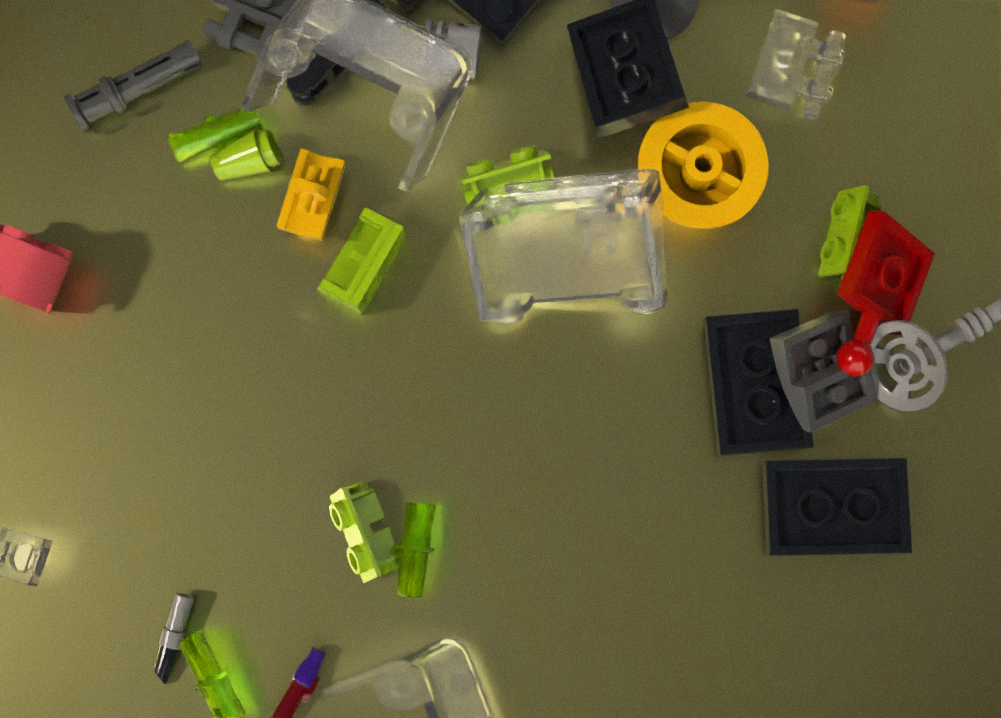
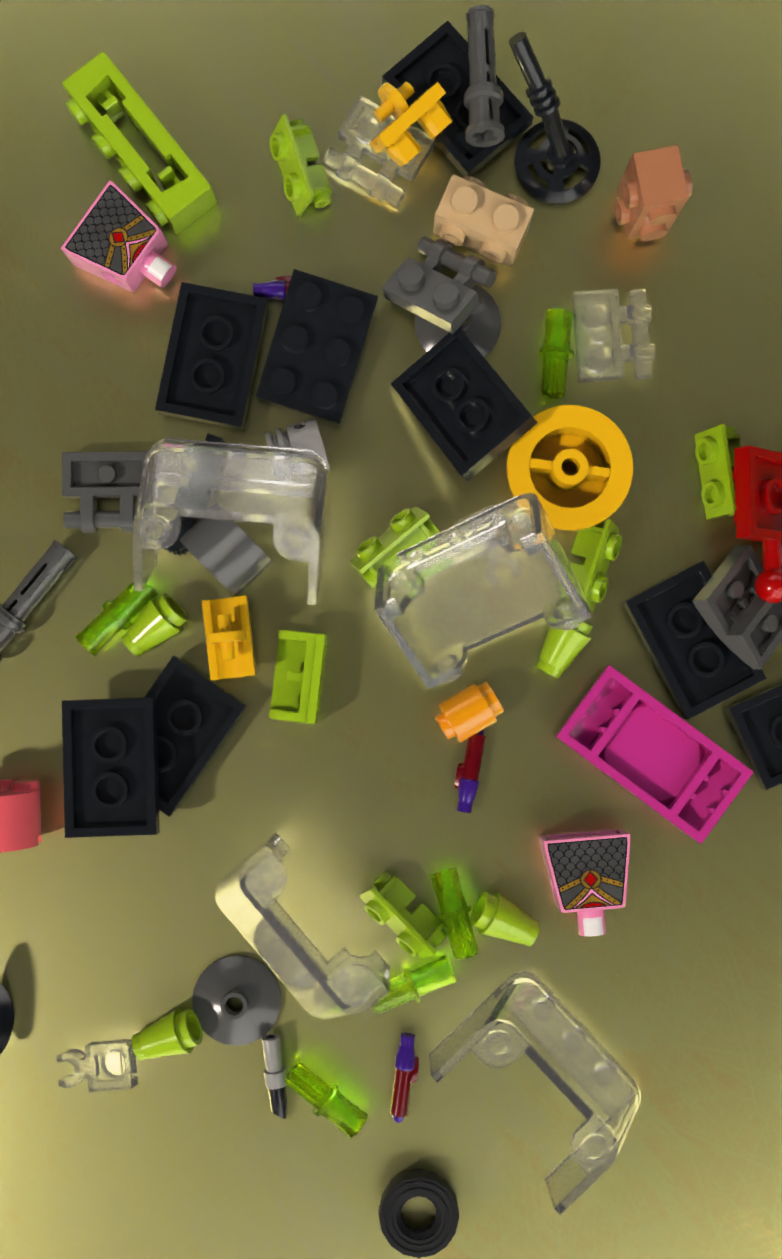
camera: 20 degrees left, 5 degrees up
(87, 552) = (168, 1036): none -> lime cone
(145, 266) = (110, 767): none -> black plate
(190, 554) = (240, 978): none -> dark grey dish
(217, 266) = (191, 727): none -> black plate
(220, 454) = (323, 987): none -> clear windscreen
(342, 602) = (416, 984): none -> clear neon green axle
(344, 110) = (226, 552): none -> dark grey piece
(460, 576) = (503, 920): none -> lime cone
(487, 419) = (468, 772): none -> dark red piece
(510, 360) = (468, 711): none -> light orange brick
(560, 565) = (588, 874): none -> torso
(629, 335) = (562, 648): none -> lime cone
(674, 476) = (654, 754): none -> dark pink slope
(702, 255) = (598, 548): none -> lime hinge
(735, 59) = (556, 352): none -> clear neon green axle

